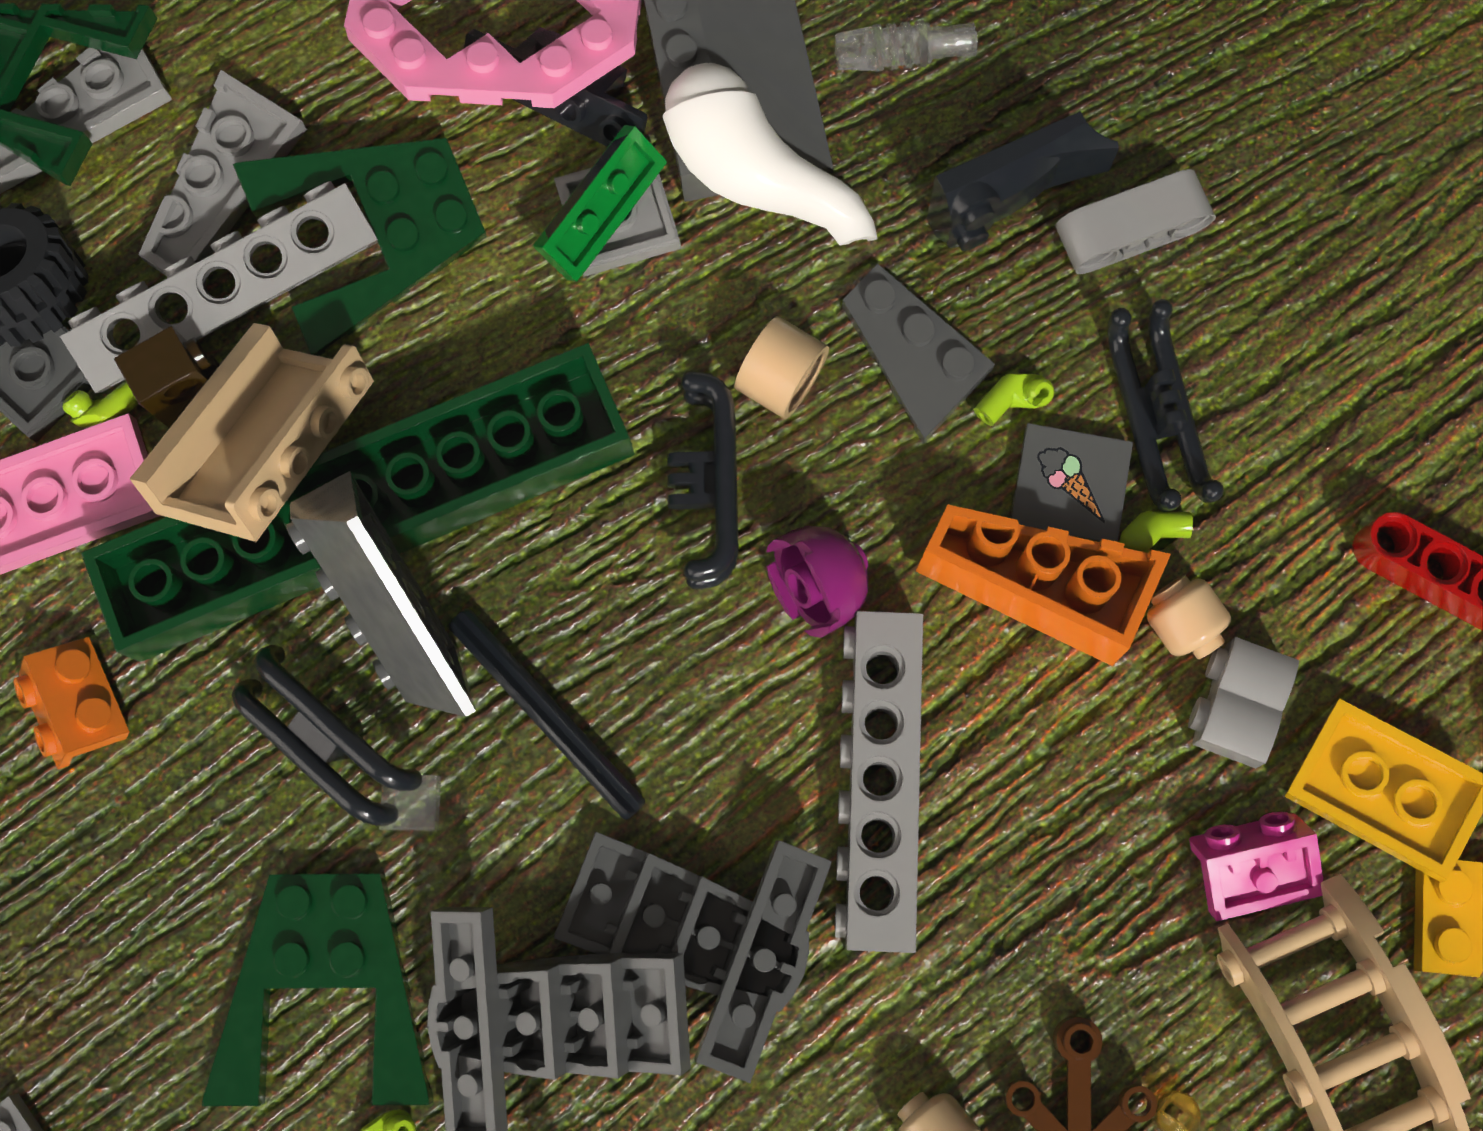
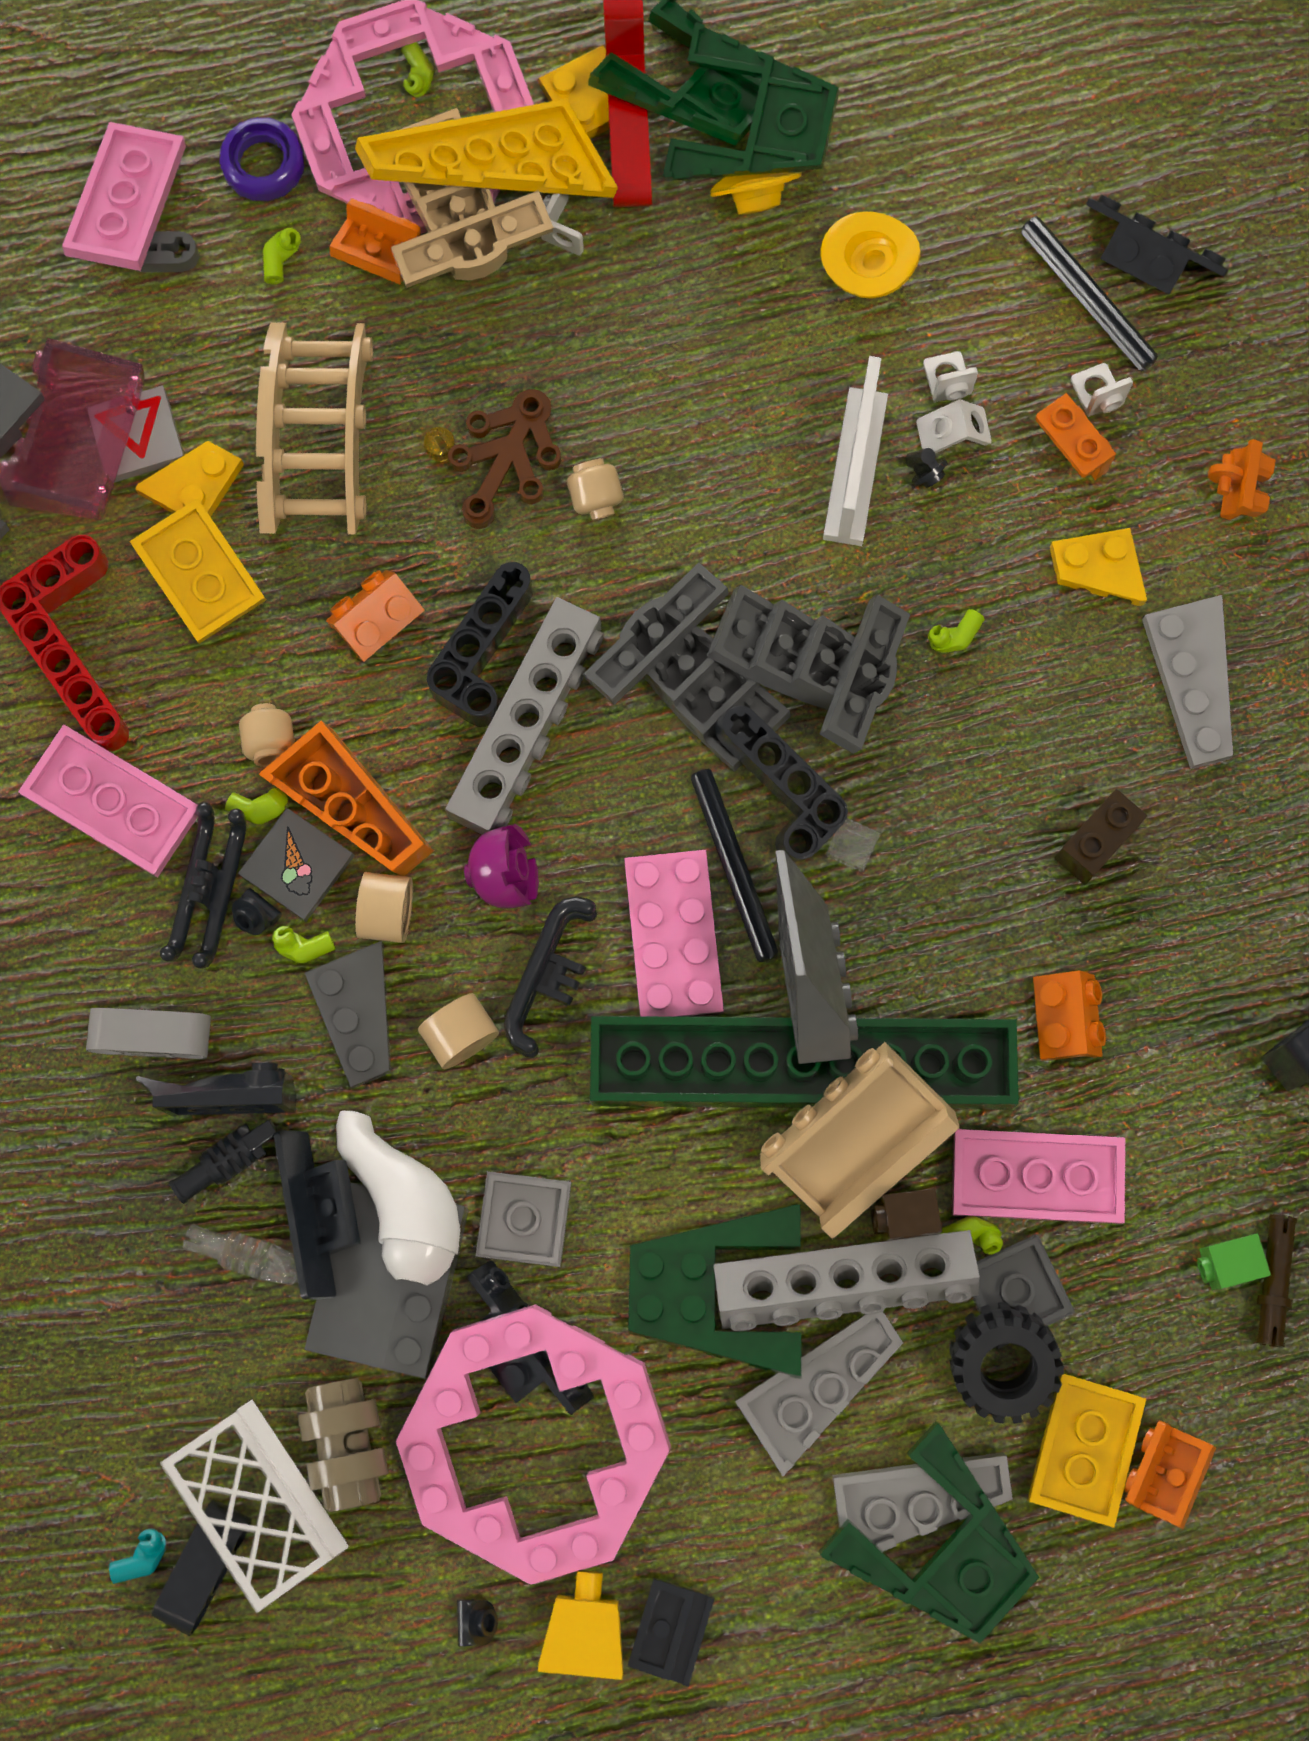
camera: 160 degrees left, 0 degrees up
(95, 943) = (1100, 836): none -> dark brown brick
(318, 738) = (898, 906): black piece -> none
(321, 936) = (943, 780): dark green wing -> none
(530, 840) = (776, 777): none -> black beam
(584, 597) = (674, 935): none -> bright pink plate
(600, 203) = (533, 1218): green plate -> none
(847, 113) = (317, 1211): none -> black bracket
(938, 468) = (384, 907): none -> tan piece
(978, 861) = (487, 638): none -> black beam
(980, 120) = (224, 1160): none -> black hinge
(1089, 408) = (254, 913): none -> black plate
(1140, 835) = (374, 613): none -> orange bracket
(1243, 702) = (260, 665): light grey brick -> none
(1258, 864) = (307, 564): dark pink bracket -> none
(1331, 459) = (110, 800): none -> bright pink plate

